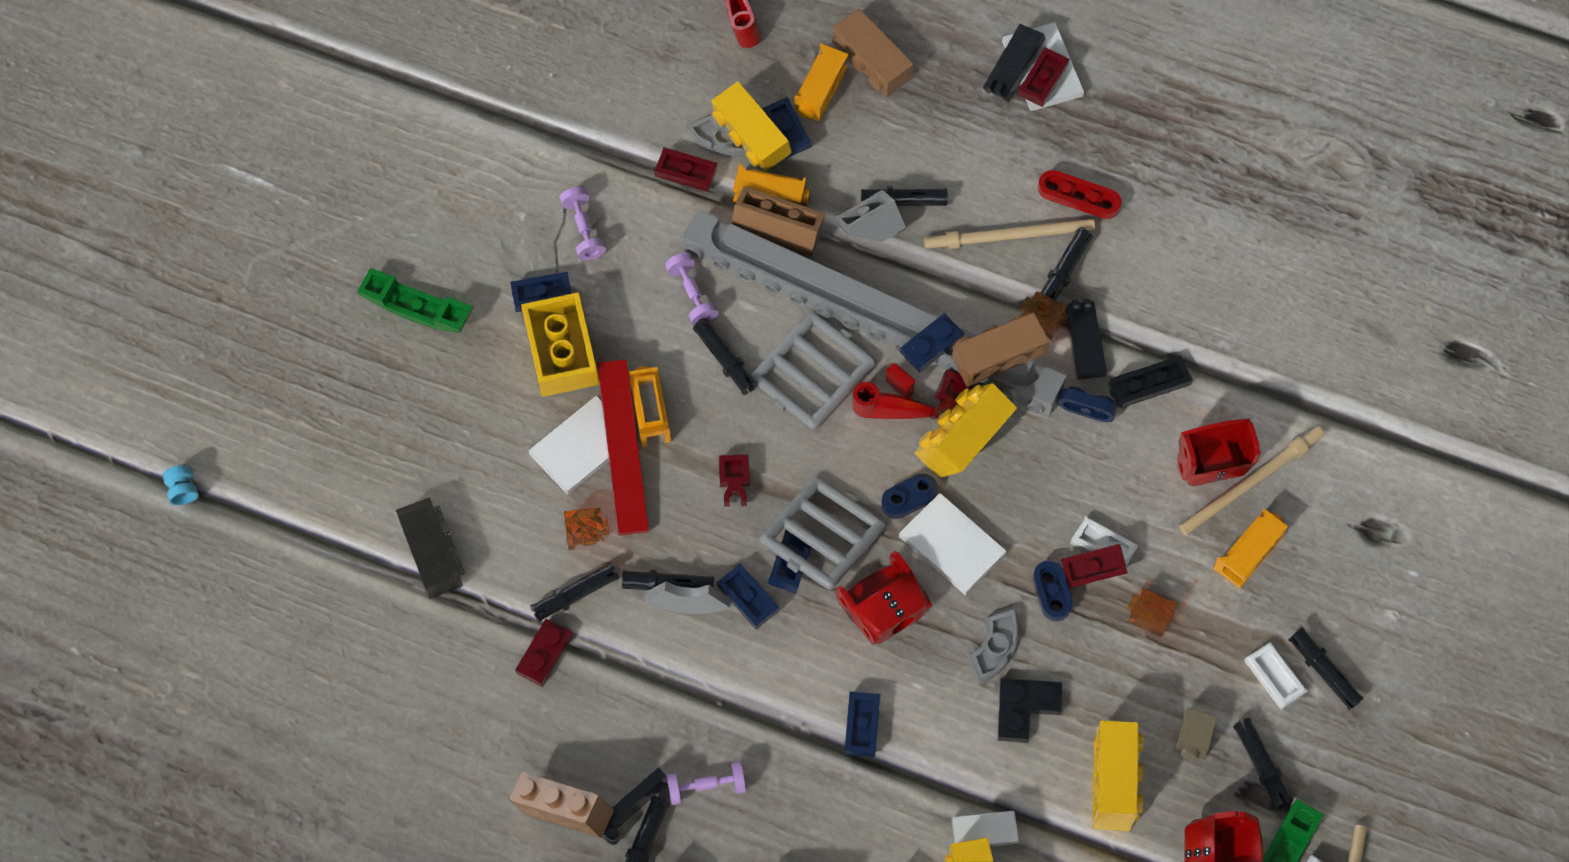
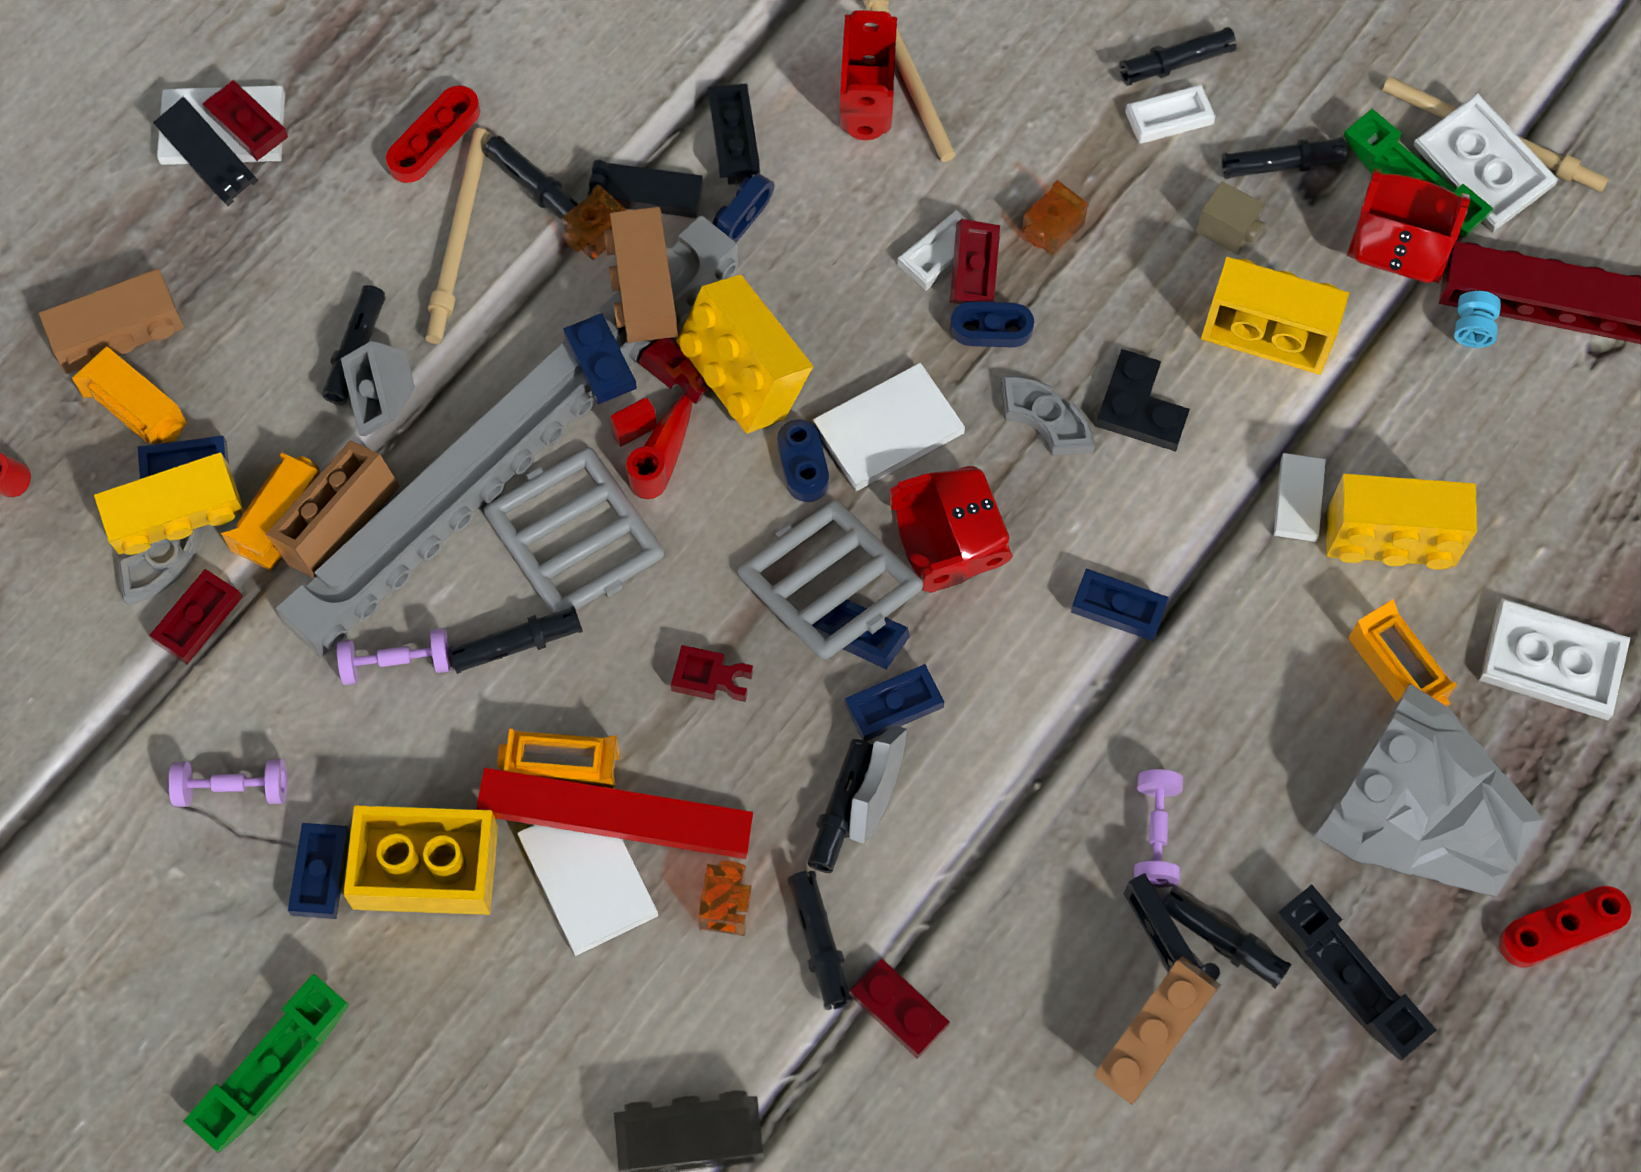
camera: 75 degrees left, 0 degrees up
(1251, 548) = (999, 83): light orange window -> none

